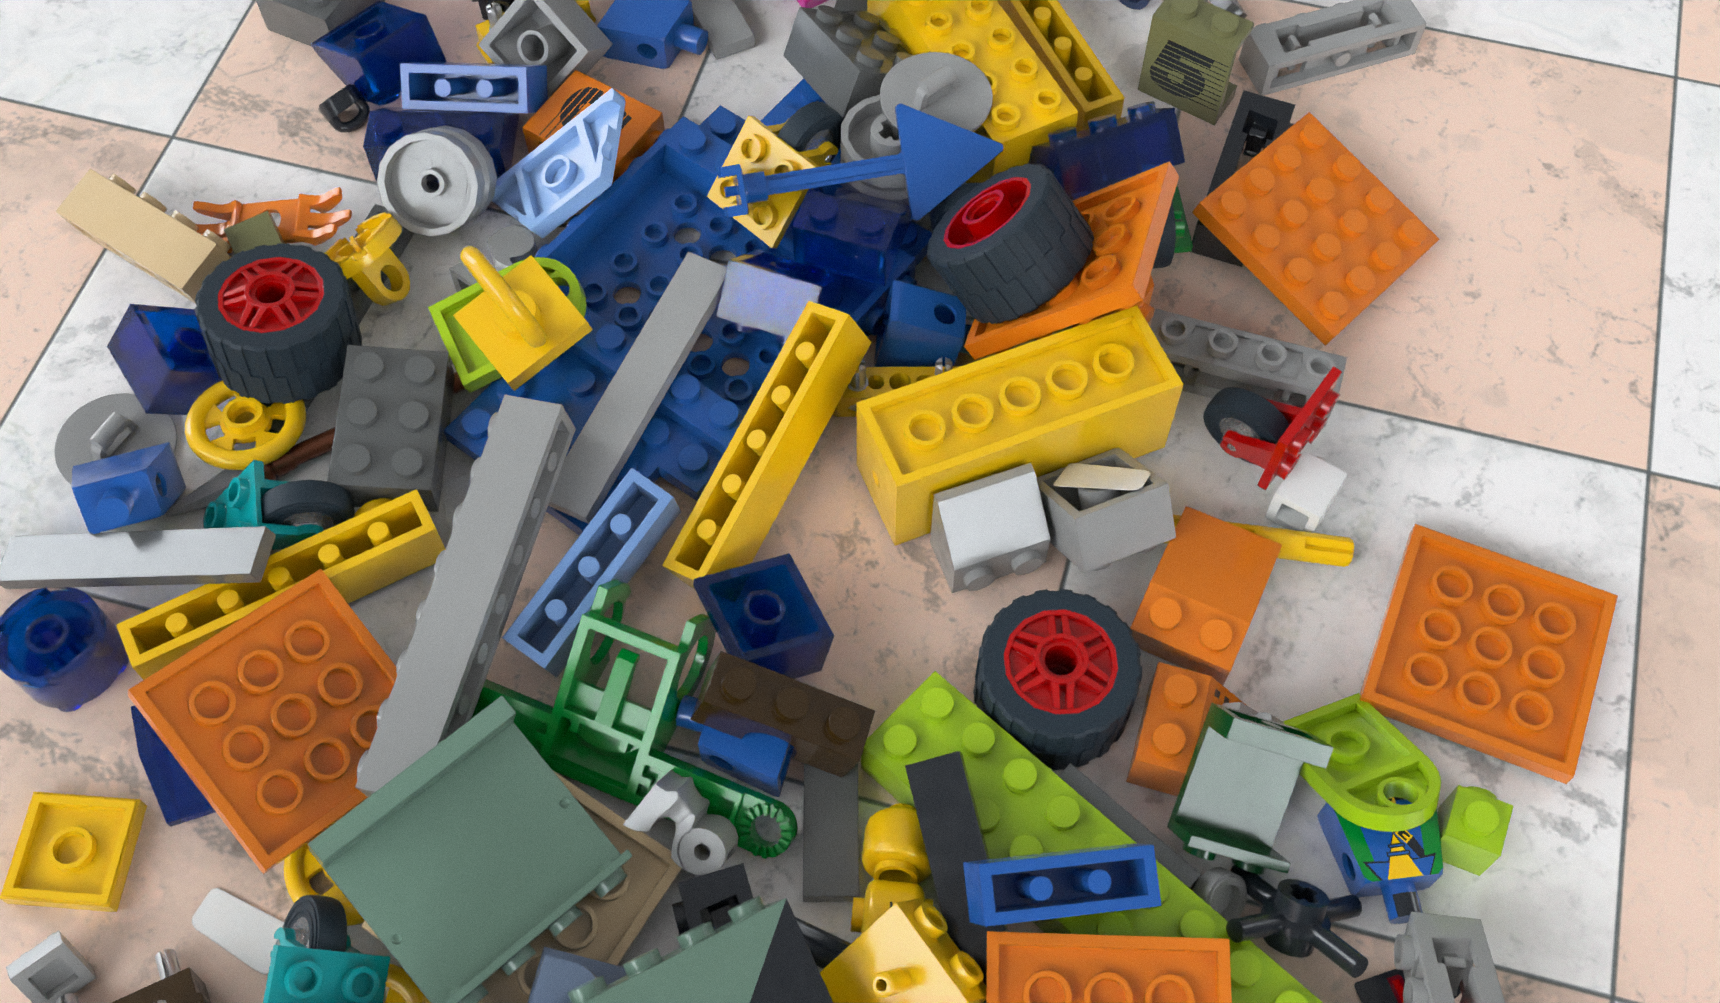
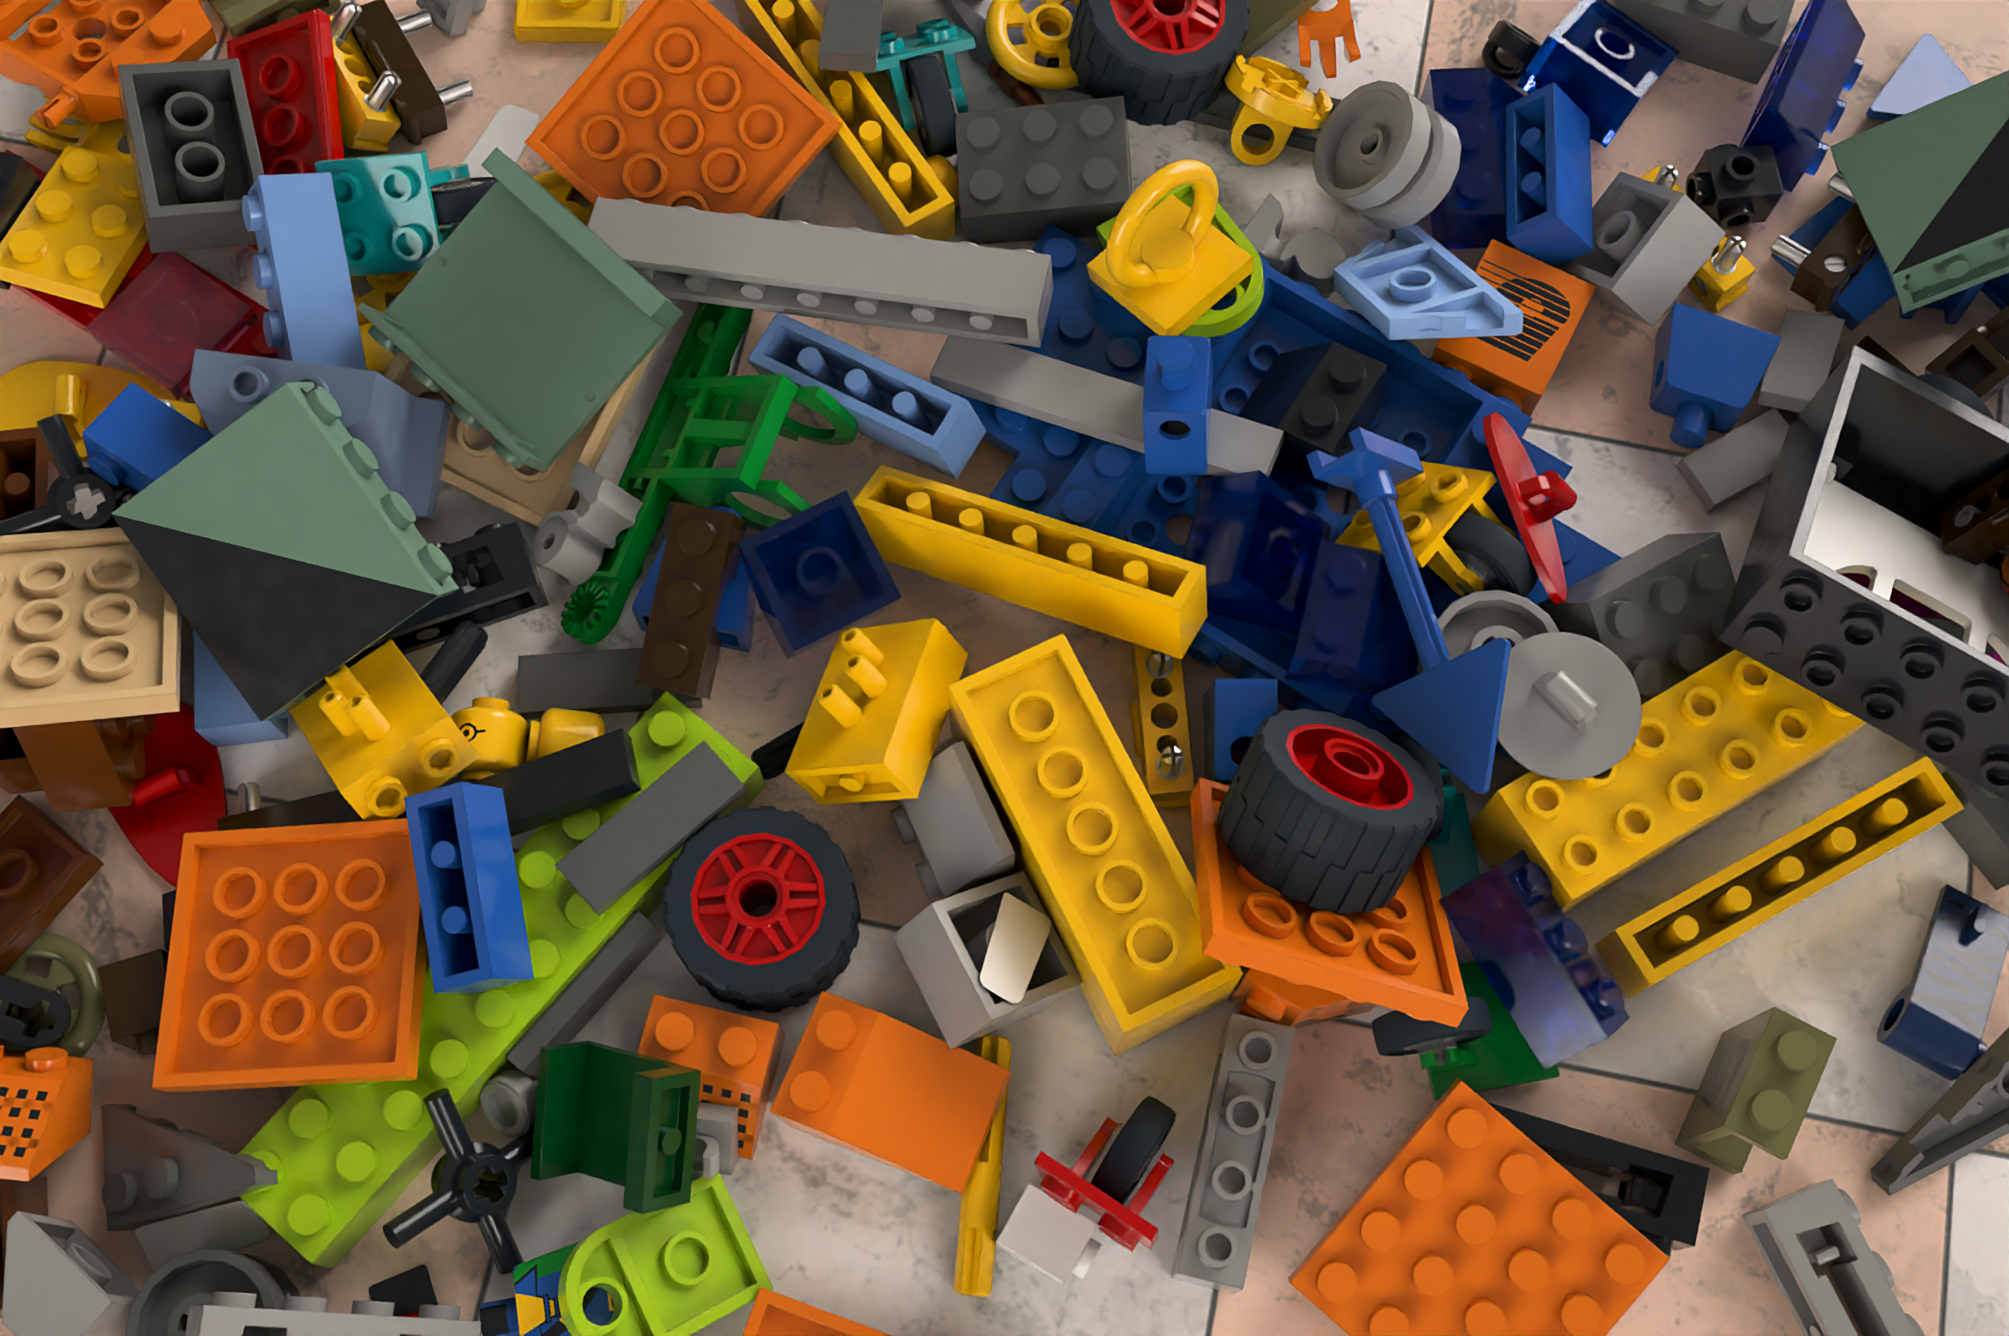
camera: 85 degrees right, 10 degrees up
(648, 243) = (1317, 401): none -> black slope
(664, 306) = (1178, 390): none -> blue torso
(765, 107) = (1527, 502): none -> red shield
(896, 579) = (871, 715): none -> yellow piece
(996, 748) = (651, 828): none -> dark grey tile

